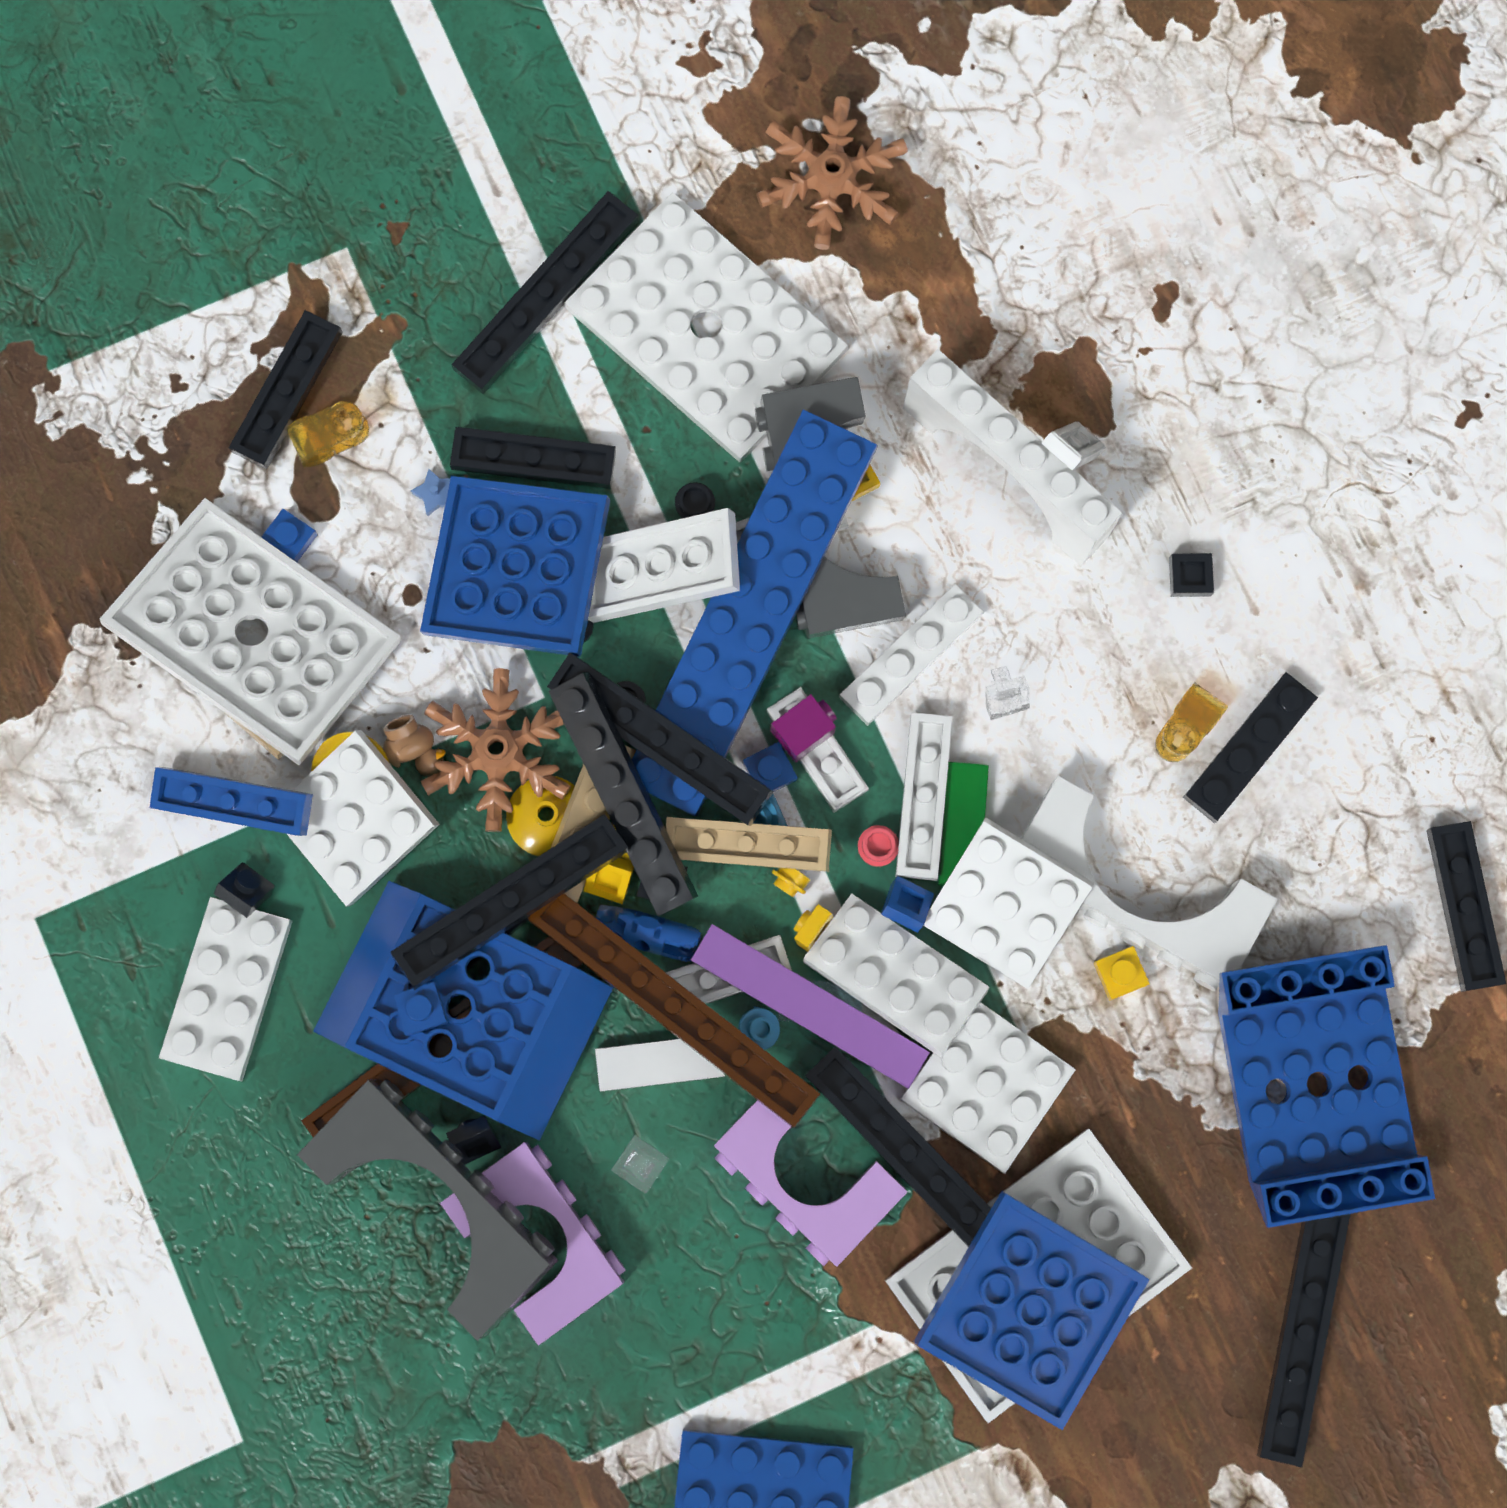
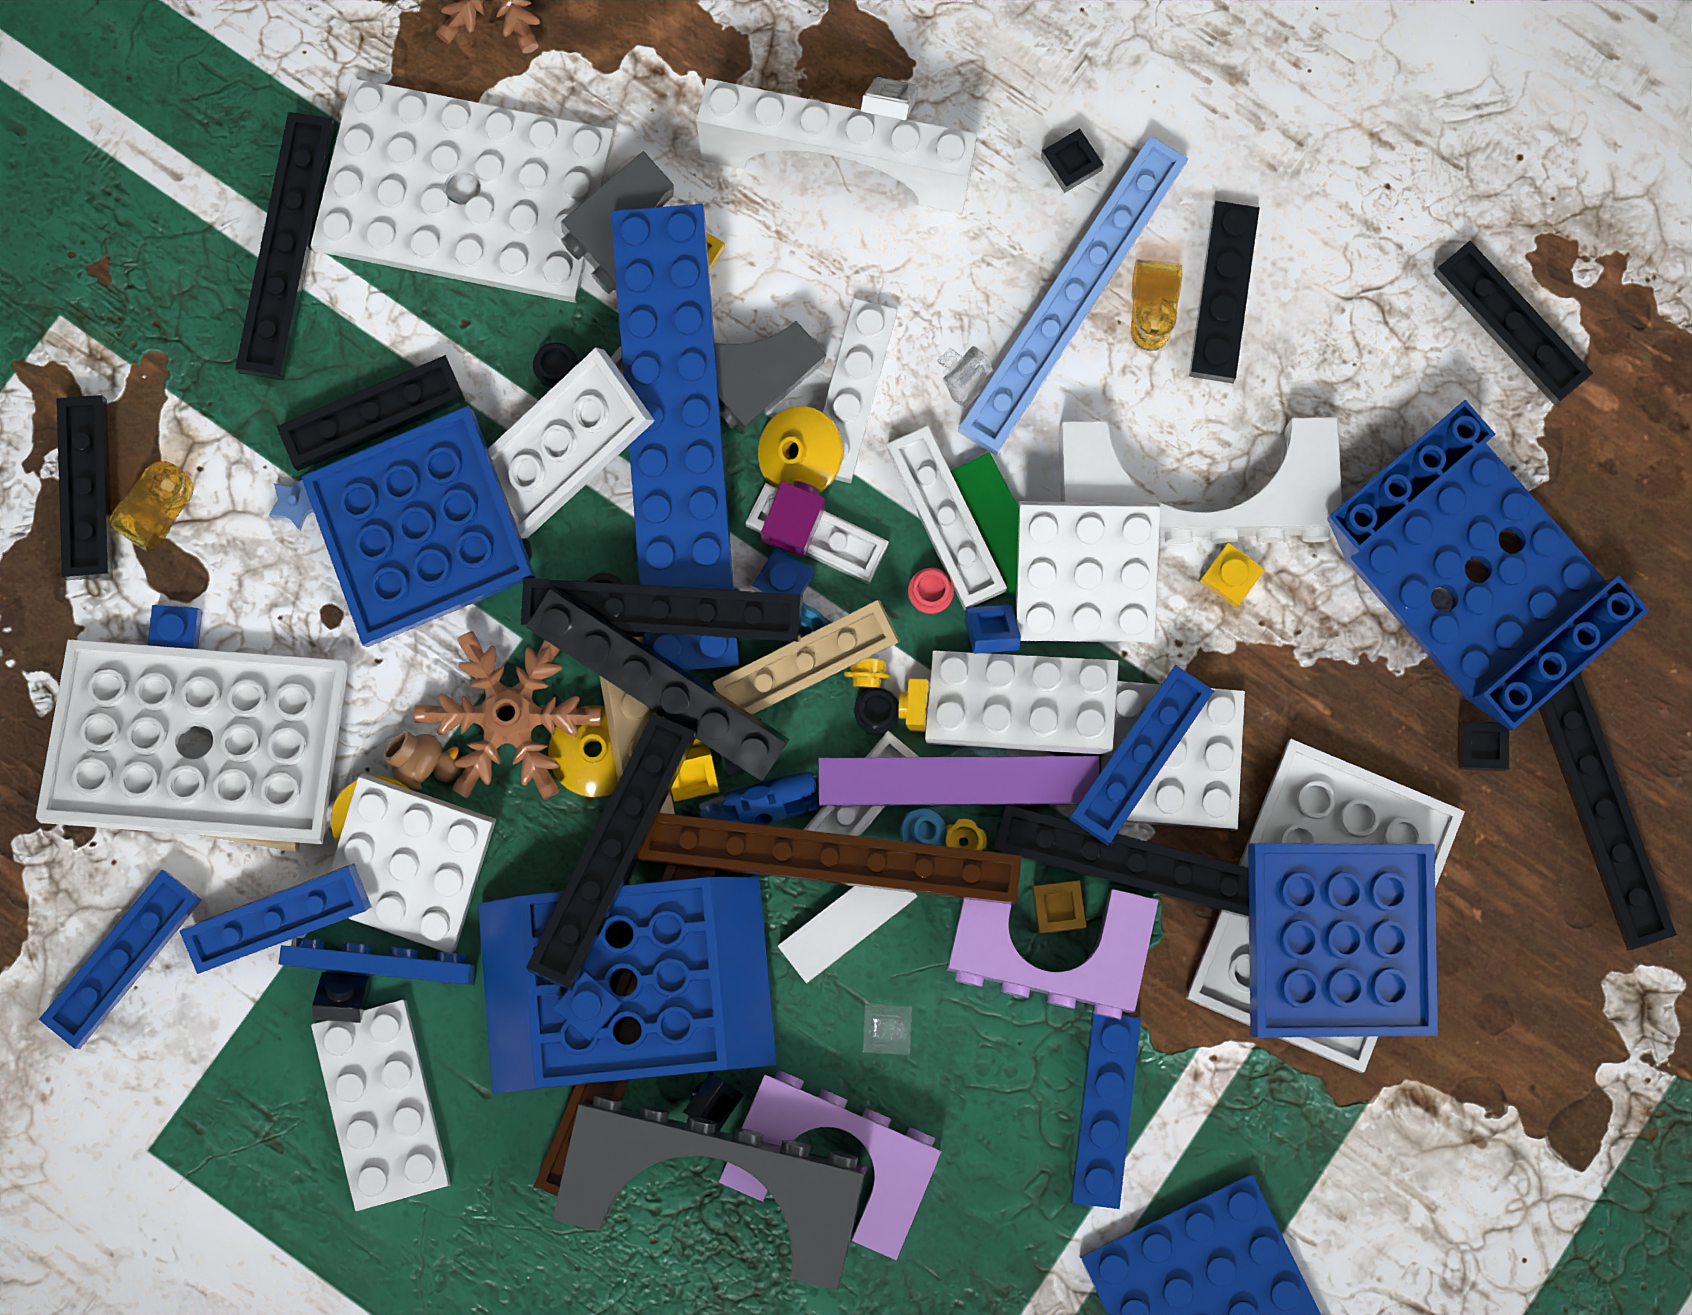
camera: 30 degrees left, 0 degrees up
(100, 762) = (120, 959): none -> blue plate
(274, 869) = (358, 960): none -> blue plate
(769, 1330) = (1105, 1111): none -> blue plate
(780, 914) = (877, 711): none -> black plate
(794, 1047) = (965, 829): none -> yellow plate
(828, 1150) = (1059, 907): none -> pearl gold plate
(856, 684) = (818, 445): none -> yellow dish
(962, 1071) = (1141, 755): none -> blue plate
(1128, 680) = (1072, 295): none -> light blue plate
(1238, 1226) = (1483, 746): none -> black plate

